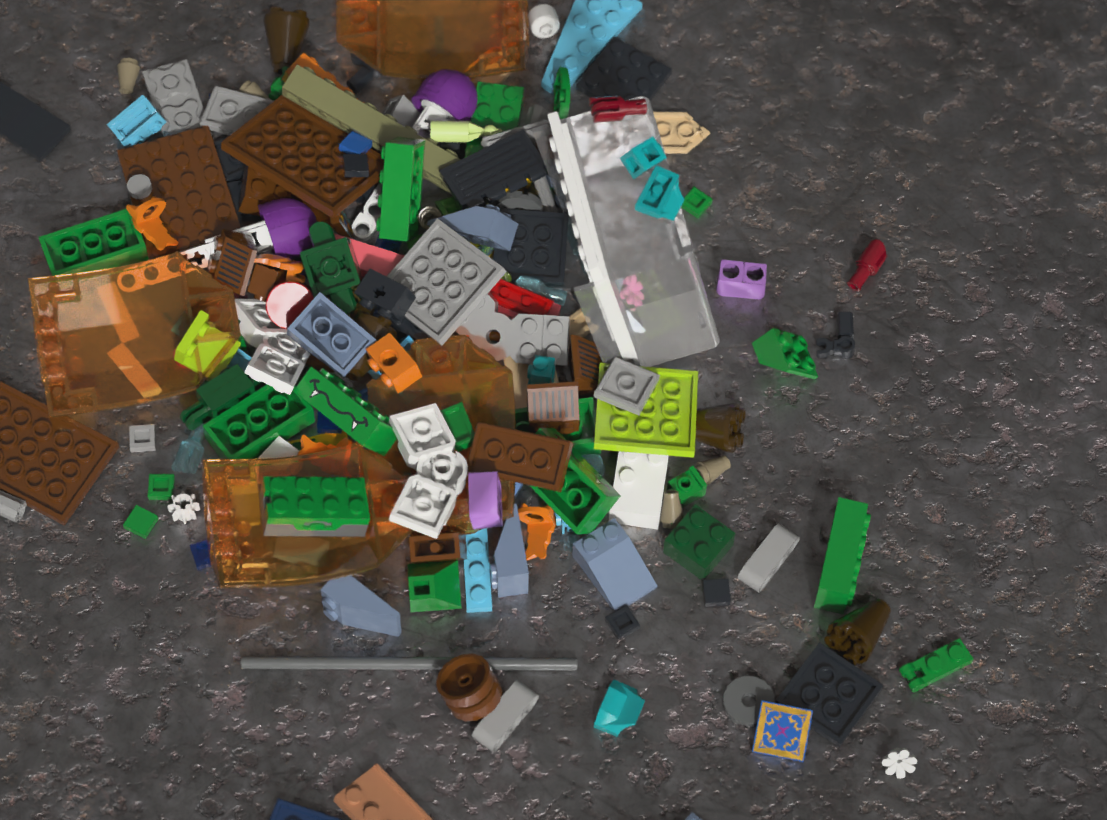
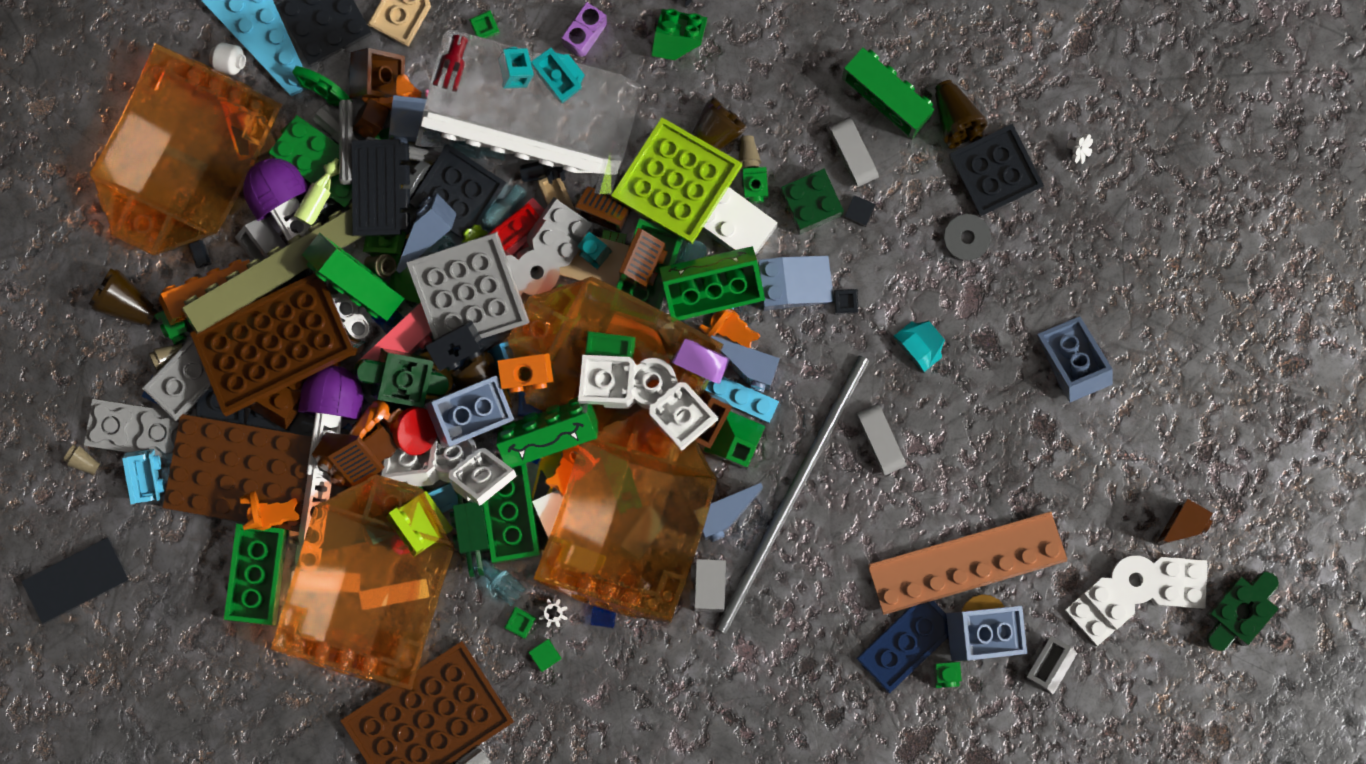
camera: 60 degrees left, 20 degrees up
(139, 186) = (217, 506): light grey tile -> none
(142, 438) = (464, 617): light grey tile -> none
(276, 619) = (710, 585): none -> light grey brick
(314, 506) = (628, 506): green piece -> none
(355, 144) = (286, 295): blue tile -> none
(355, 165) = (310, 306): black tile -> none
(469, 687) = (847, 457): reddish brown wheel -> none
(520, 456) = (676, 311): reddish brown tile -> none
(626, 386) = (648, 185): light grey tile -> none
(671, 509) = (773, 208): dark tan cone -> none
(782, 731) = (1009, 225): tile -> none
(936, 665) = (1013, 70): green plate -> none

